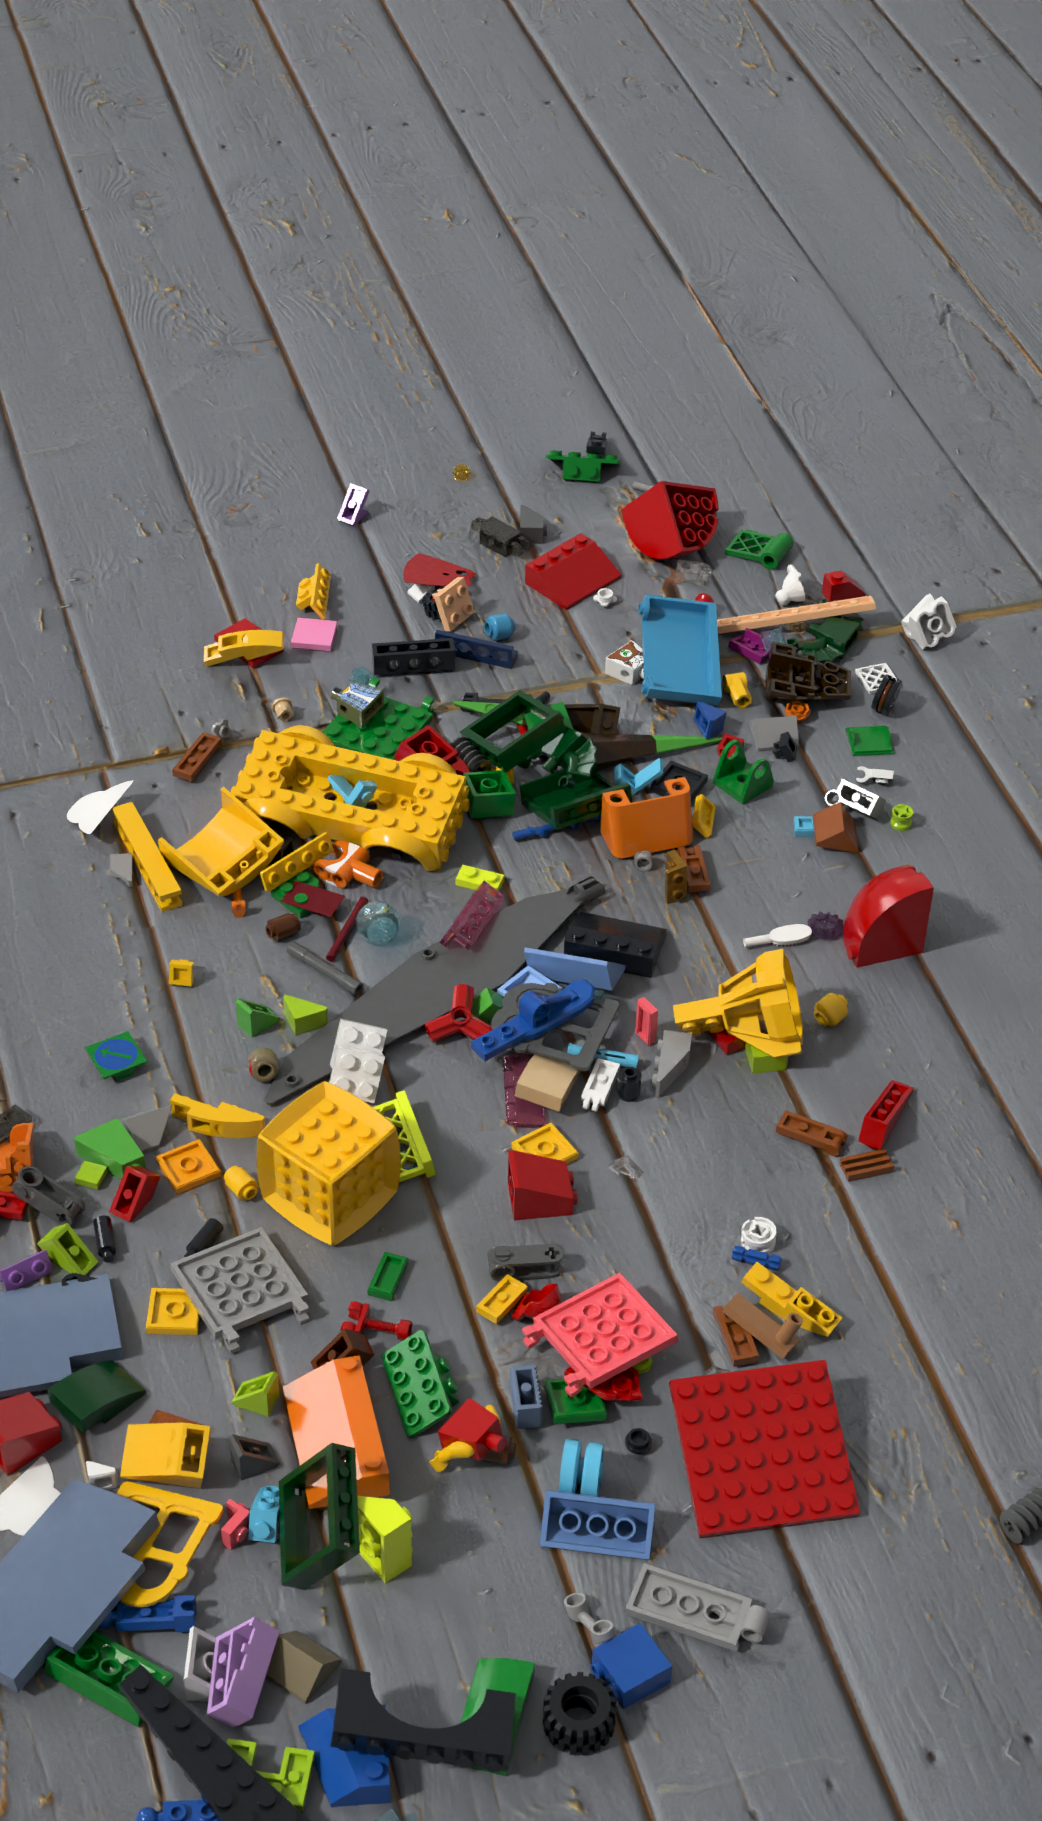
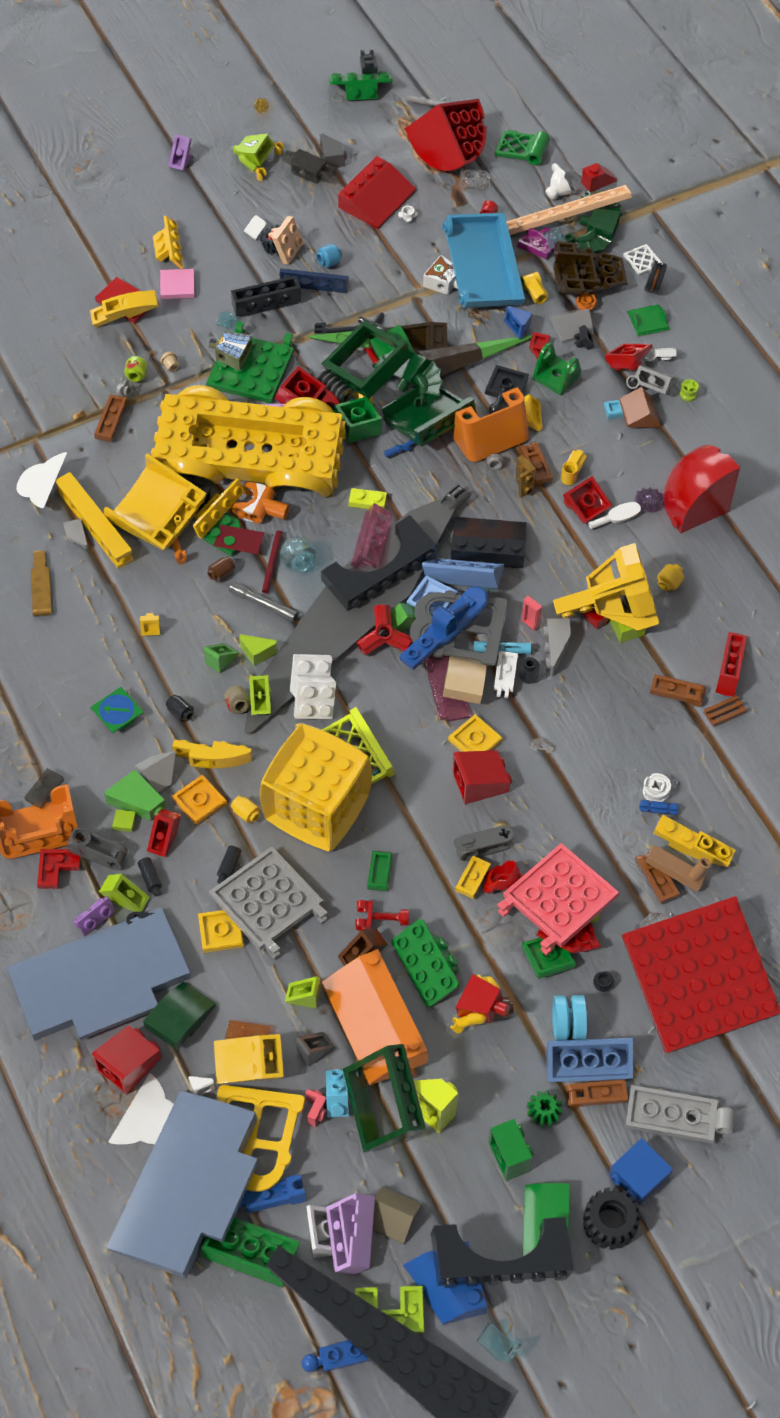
camera: 10 degrees left, 15 degrees up
(65, 916) = (40, 585): none -> pearl gold piece
(192, 1064) = (179, 708): none -> black brick
(240, 710) = (136, 369): none -> lime head
(291, 1060) = (260, 694): none -> lime slope
(356, 796) = (251, 443): medium azure bracket -> none
(430, 570) = (255, 209): red piece -> none
(438, 964) = (354, 587): none -> black arch
(440, 513) = (254, 151): none -> lime torso
(468, 1609) = (510, 1149): none -> green brick
(525, 1396) = (511, 960): sand blue brick -> none
(525, 1573) = (544, 1116): none -> green gear
(578, 1611) = (589, 1131): light grey bar -> none
(597, 1567) = (597, 1093): none -> dark orange plate
(641, 779) = (476, 386): medium azure bracket -> none
(737, 878) = (572, 467): none -> yellow piece
(746, 913) = (586, 500): none -> red slope
(833, 771) = (627, 356): none -> red slope
(929, 622) = (675, 202): white piece -> none

